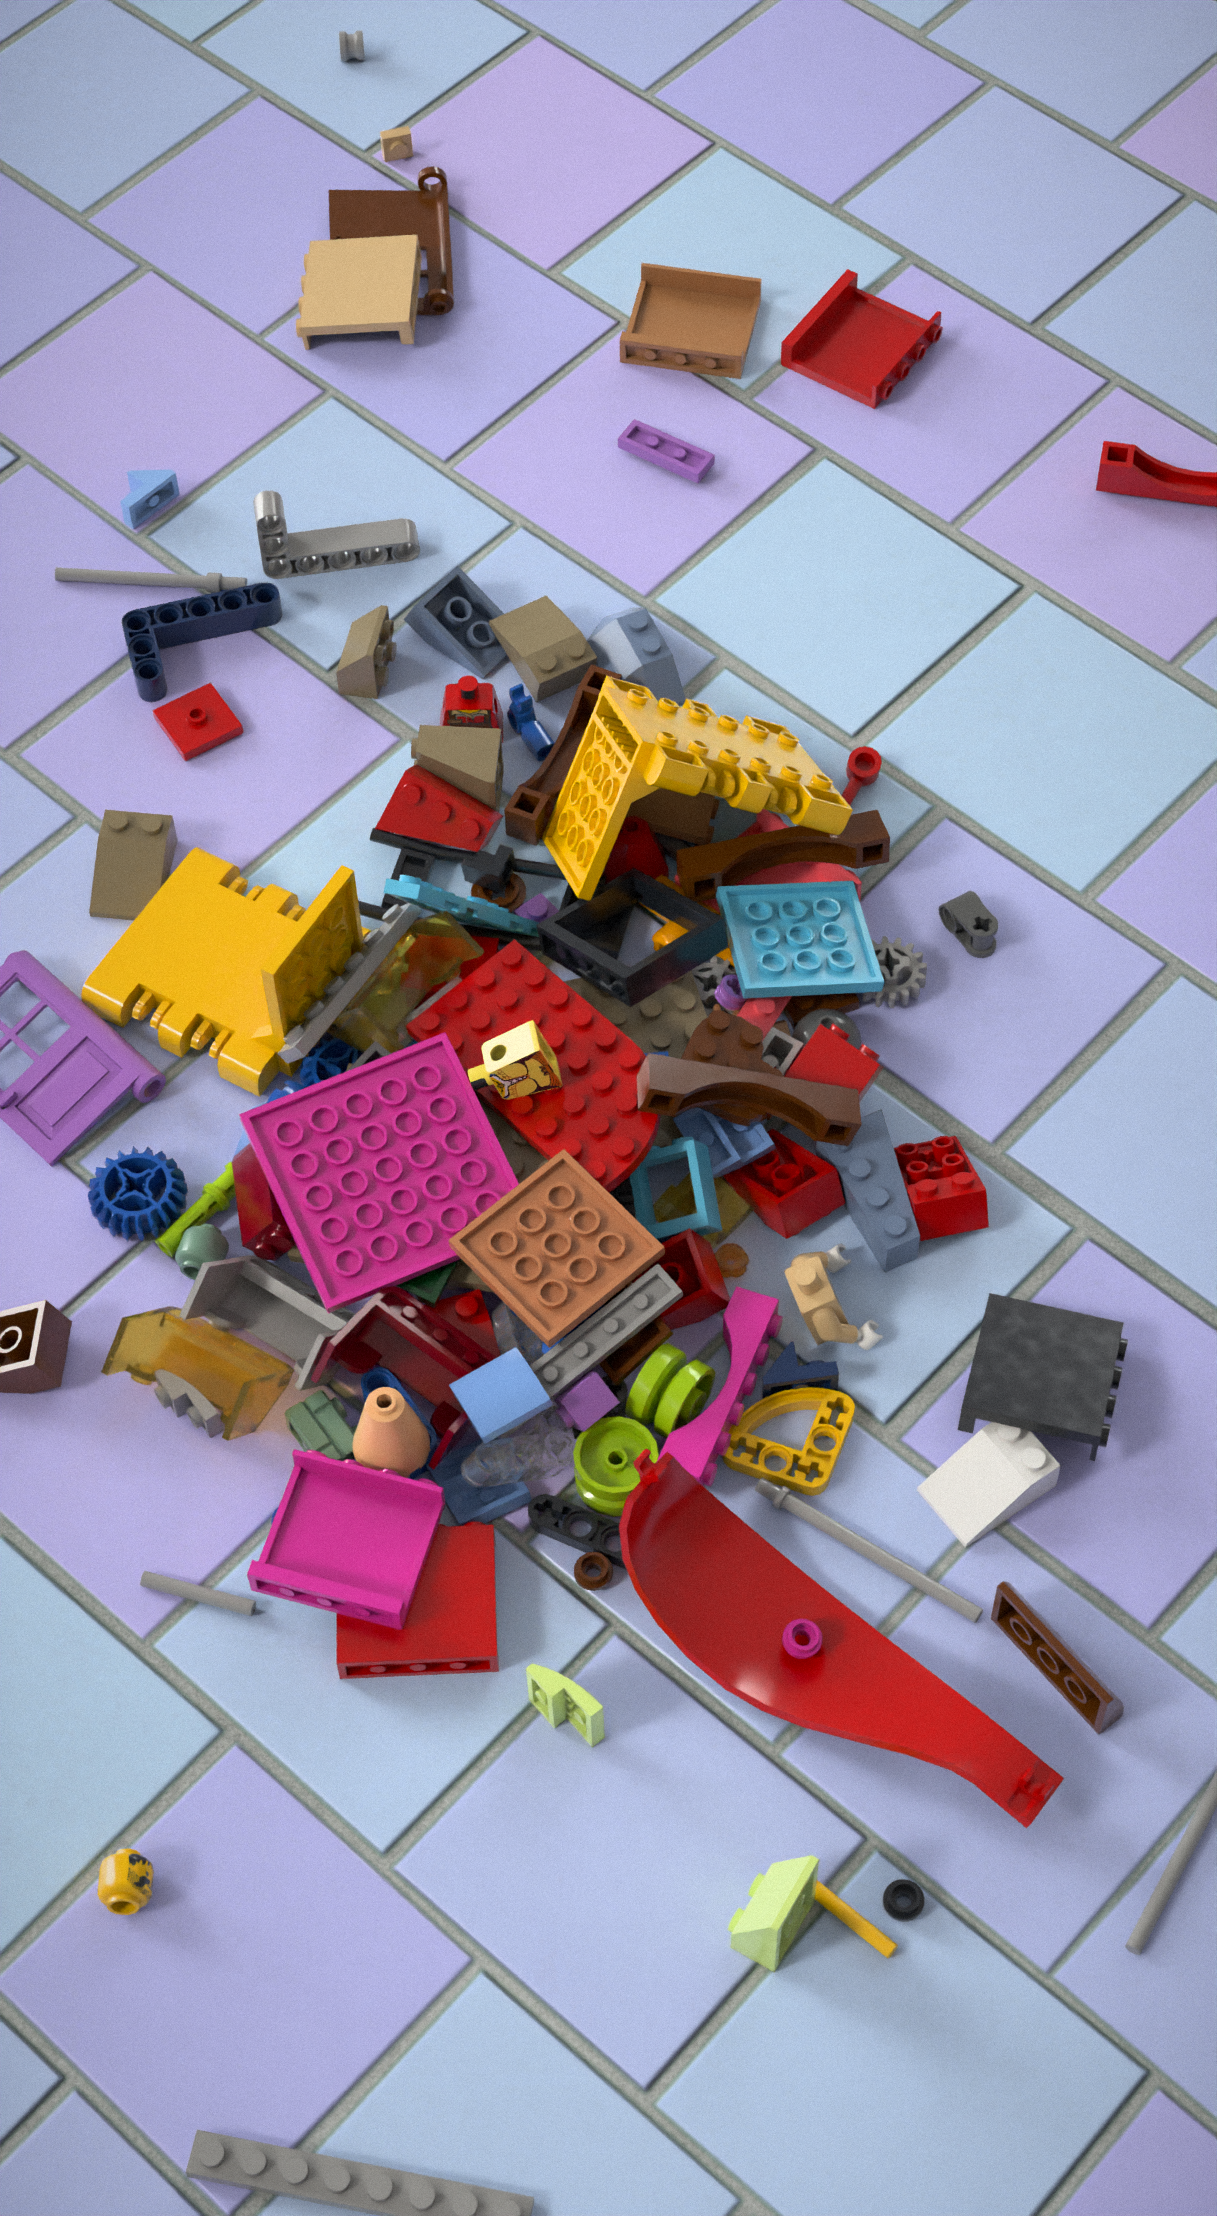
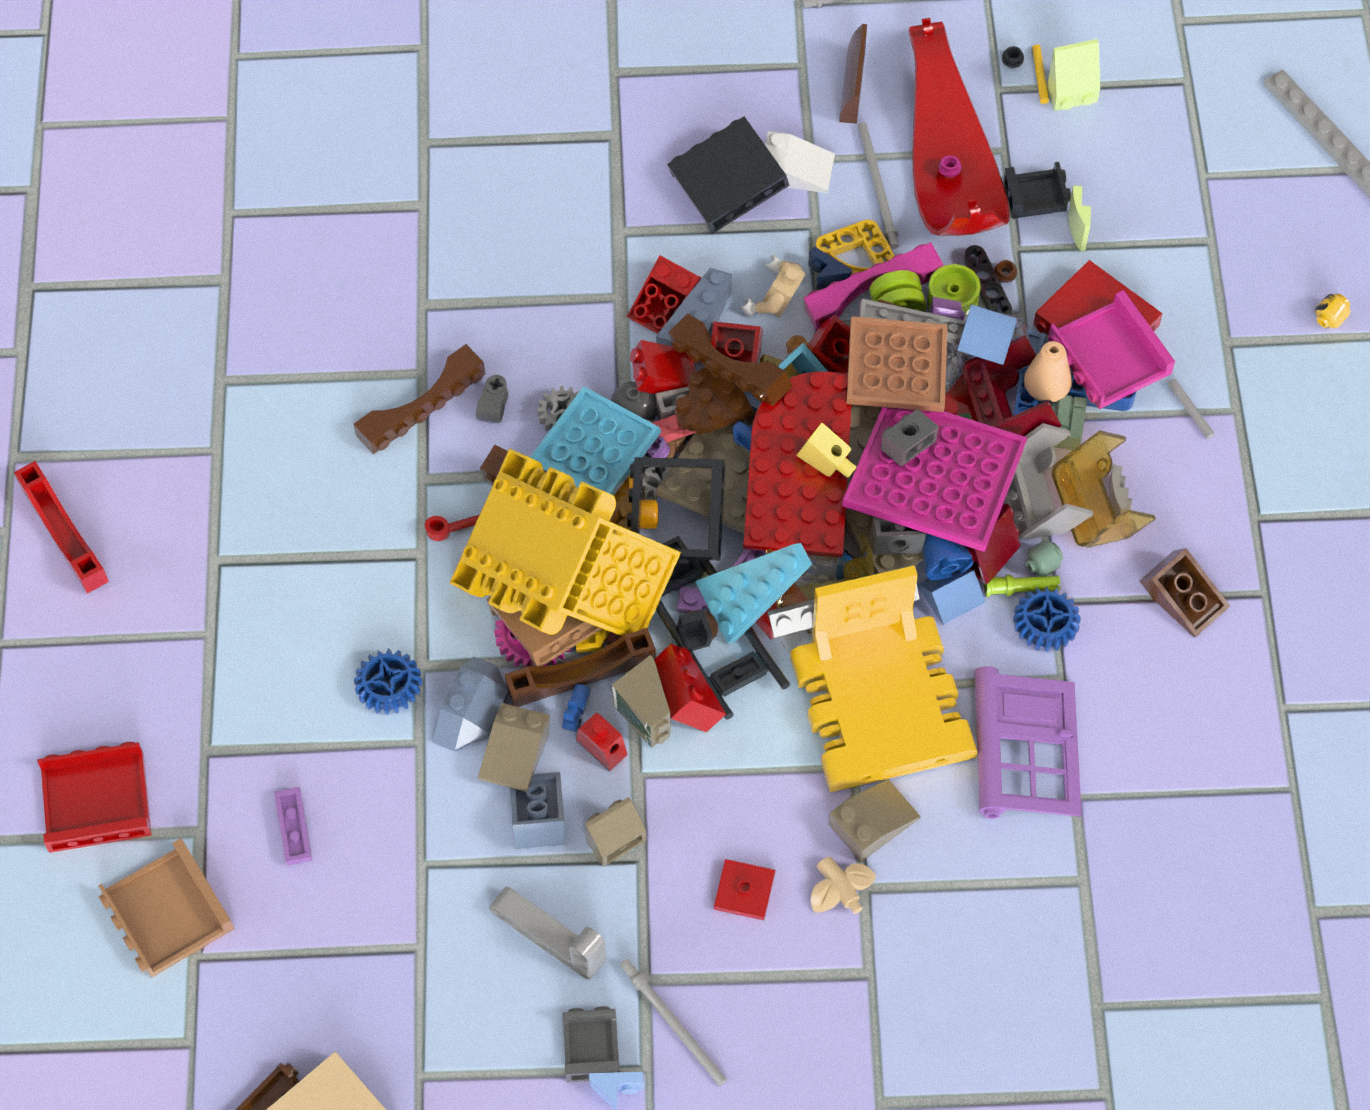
camera: 135 degrees left, 5 degrees up
(104, 791) = (840, 885): none -> tan plant
(192, 621) = (690, 956): dark blue beam -> none
(201, 505) = (590, 1042): none -> dark grey panel
(443, 1141) = (909, 437): none -> dark grey brick
(668, 1716) = (1036, 191): none -> black panel
(731, 610) = (369, 689): none -> blue gear
(1042, 914) = (383, 426): none -> reddish brown arch

